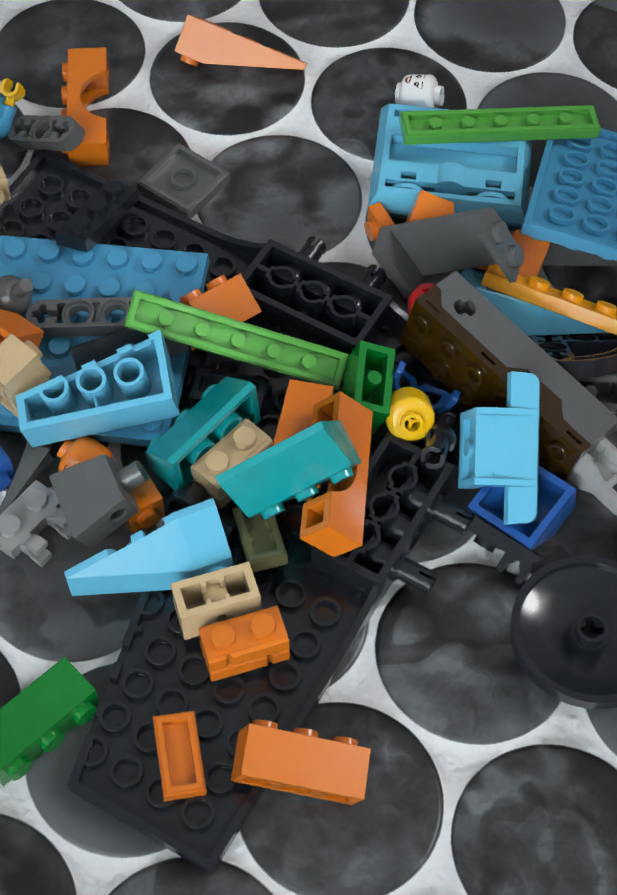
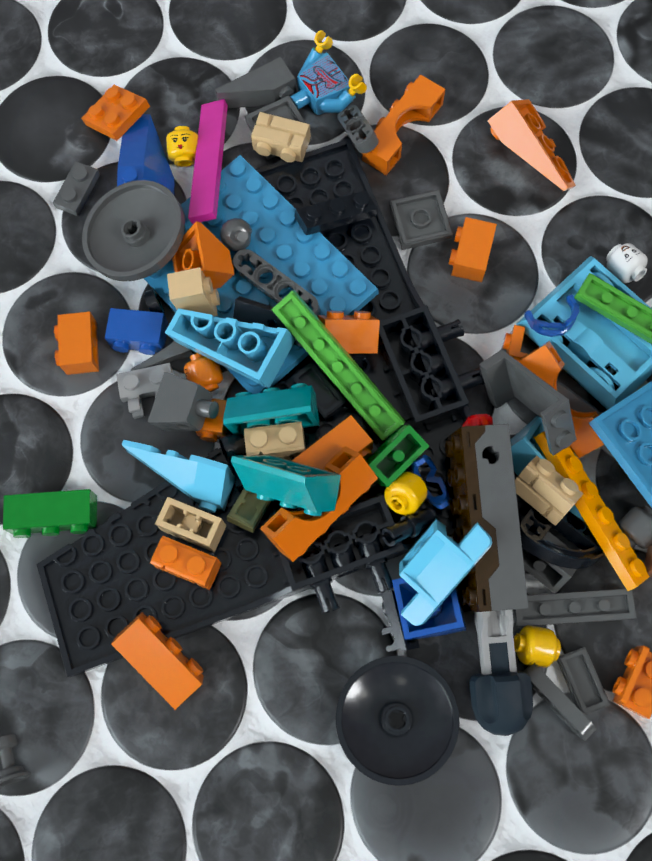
camera: 45 degrees right, 15 degrees up
(179, 756) = (102, 598): orange tile -> none
(263, 172) = (473, 250): none -> orange brick
(391, 189) = (560, 328): none -> blue helmet
(542, 318) = (547, 489): none -> tan brick

